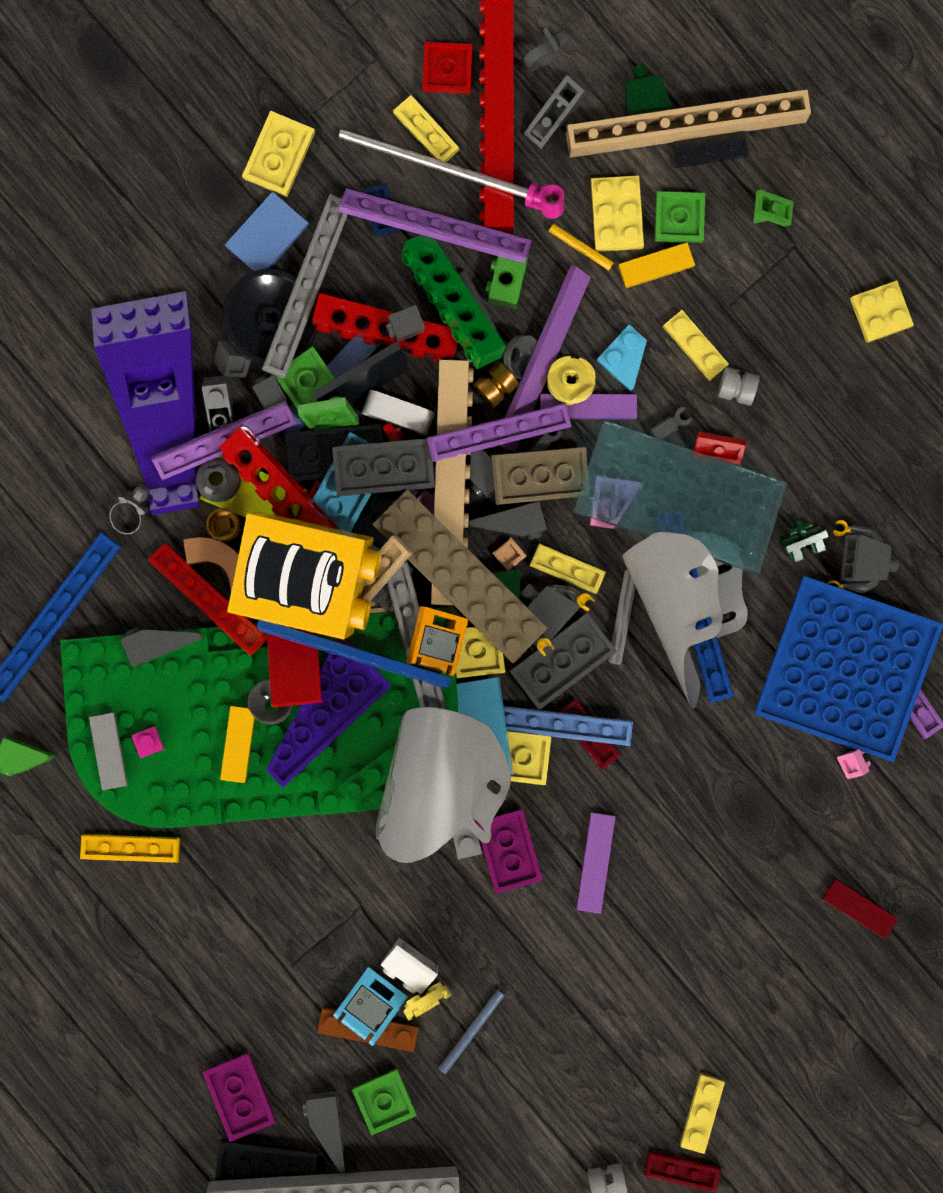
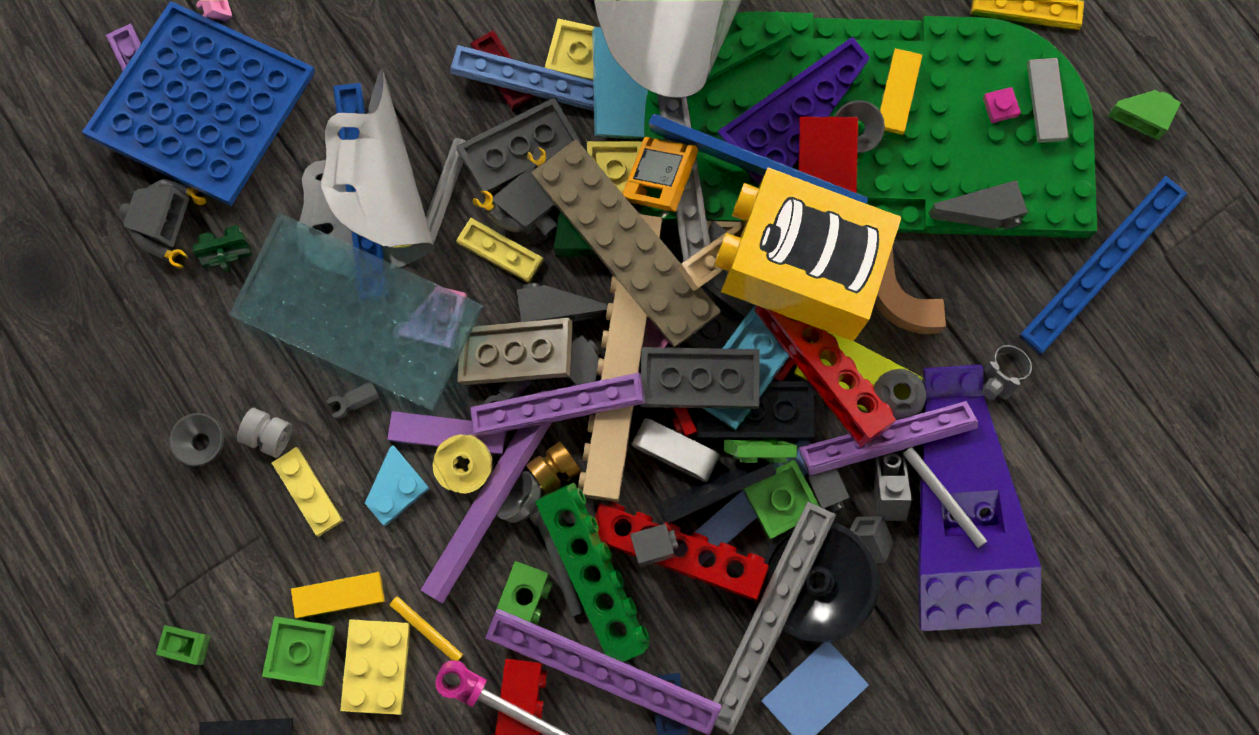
camera: 170 degrees left, 10 degrees down
(174, 395) = (945, 498): none -> light grey bar
(207, 599) = (930, 265): red tile -> none
(224, 525) = (896, 339): pearl gold wheel -> none
(509, 554) = (564, 273): light nougat tile -> none
(720, 447) = (300, 364): red plate -> none
(801, 365) = (186, 431): none -> dark grey piece
(881, 311) = (77, 505): light yellow plate -> none

